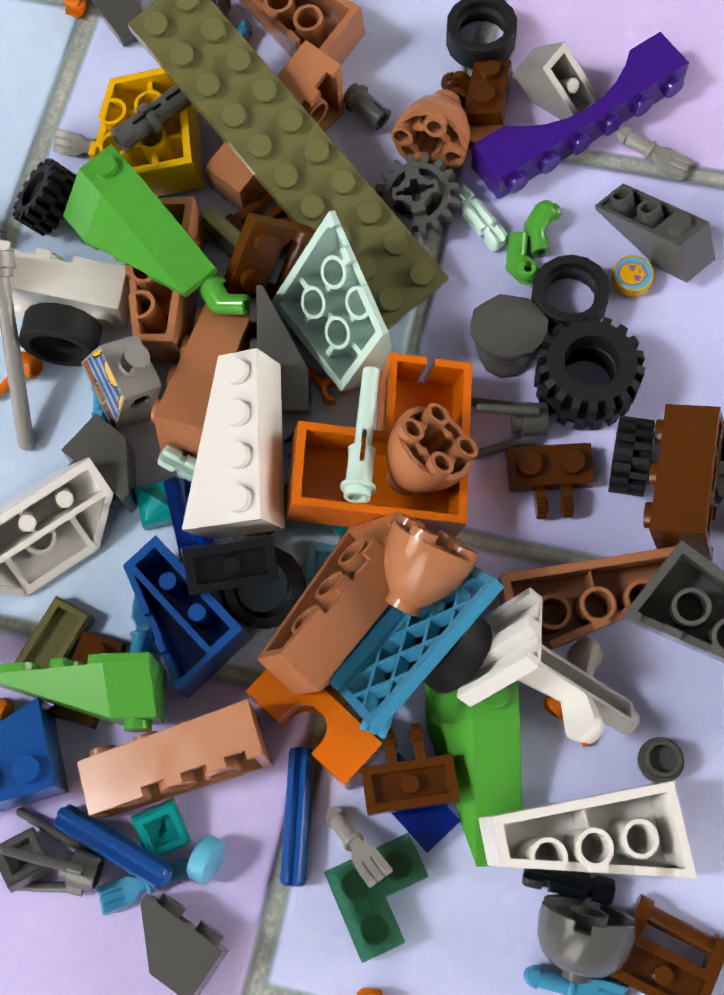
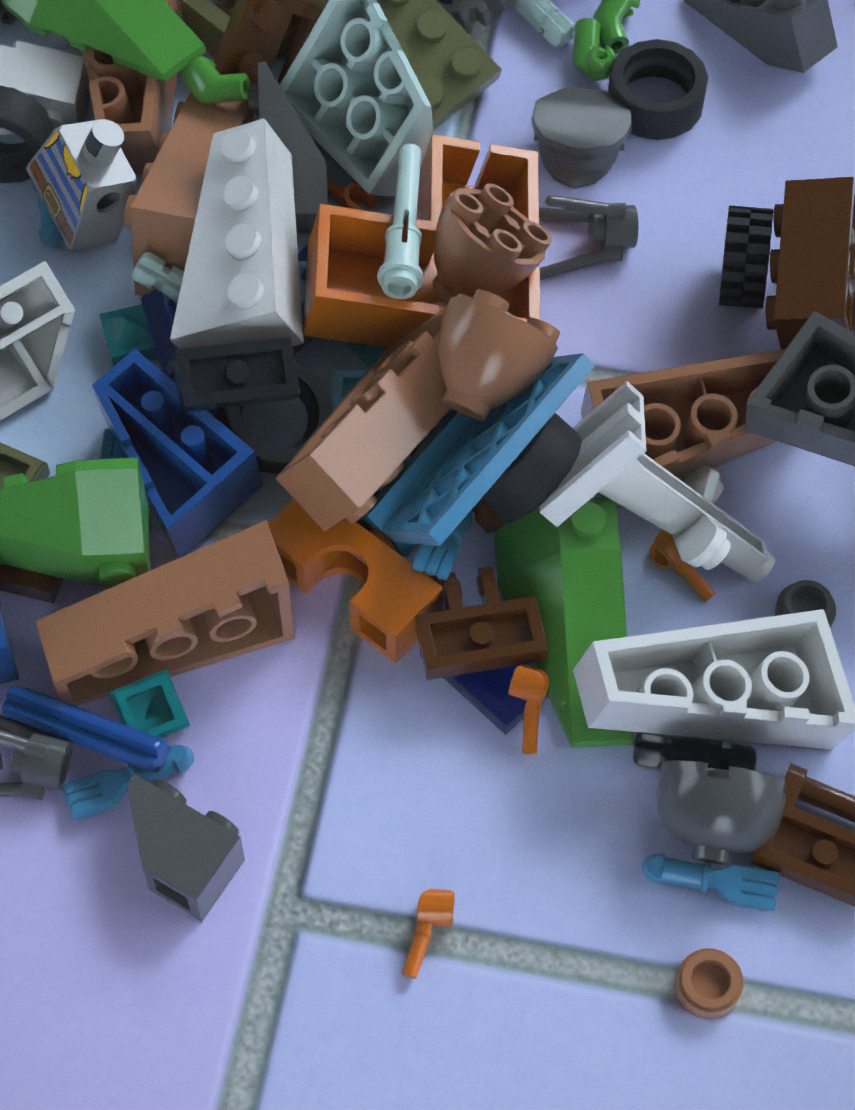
camera: 10 degrees left, 10 degrees down
(110, 455) = (73, 269): dark grey slope -> none
(205, 859) = (211, 741): medium azure tile -> none
(297, 817) = (331, 692): blue axle -> none
(365, 856) = (426, 725): light grey piece -> none
(366, 908) = (425, 772): clear green plate -> none
(445, 825) = (530, 685): none -> orange hand
(550, 468) = (643, 285): reddish brown hinge -> none
(595, 343) = (691, 138): black tyre -> none
(632, 276) = (734, 70): tile -> none

